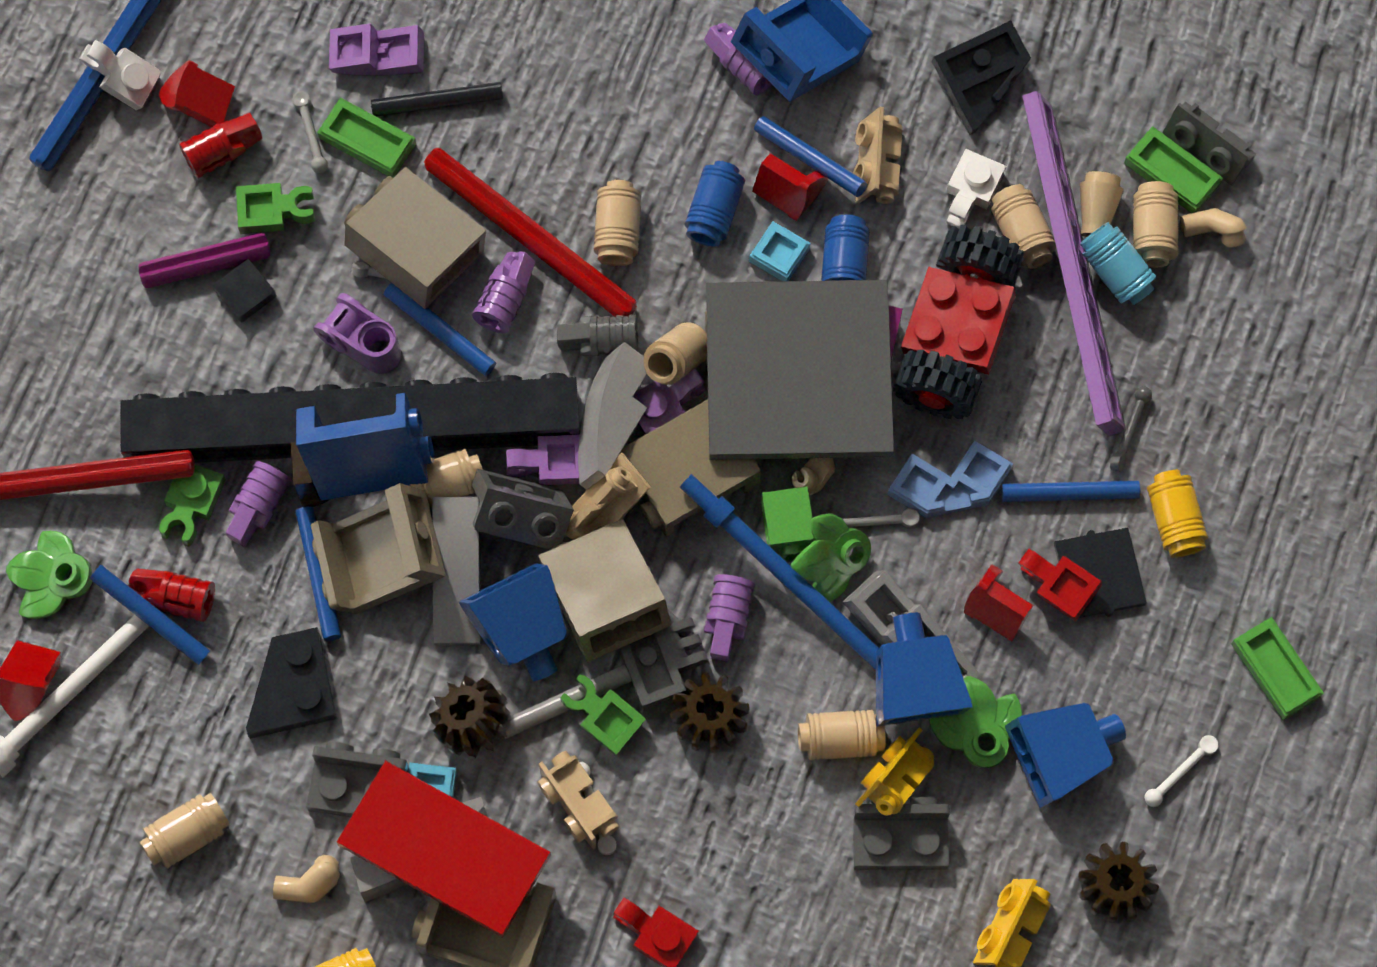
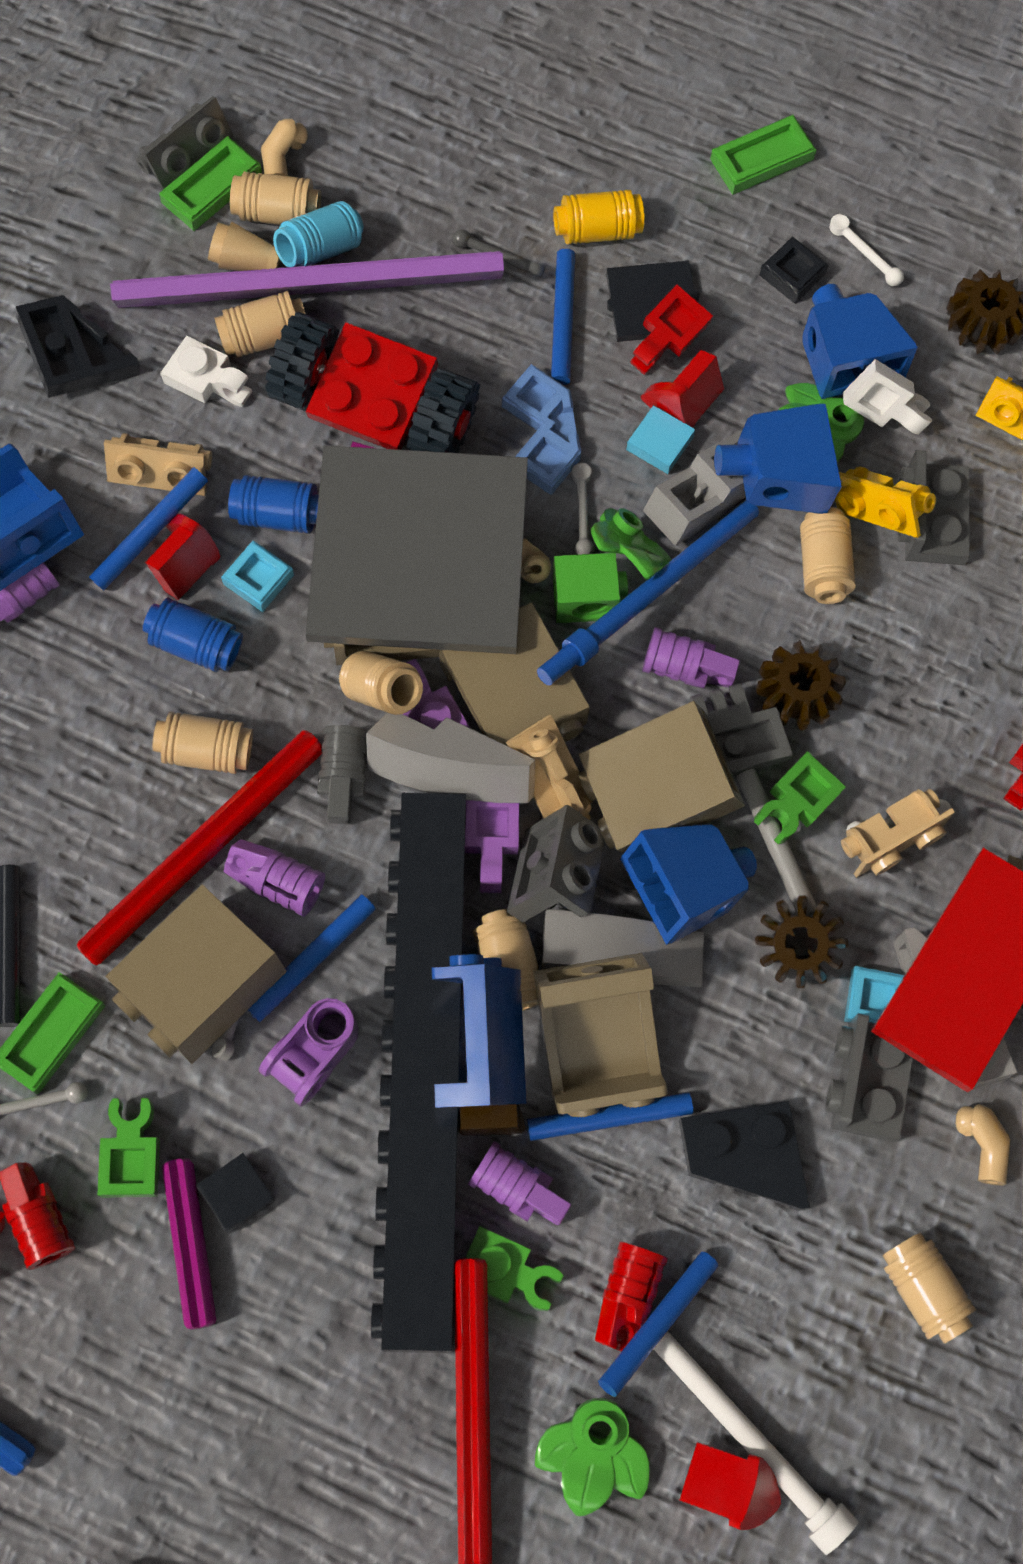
camera: 90 degrees left, 0 degrees up
(949, 584) = (660, 439): none -> medium azure tile
(1005, 778) = (884, 395): none -> white plate
(1149, 701) = (793, 270): none -> black tile

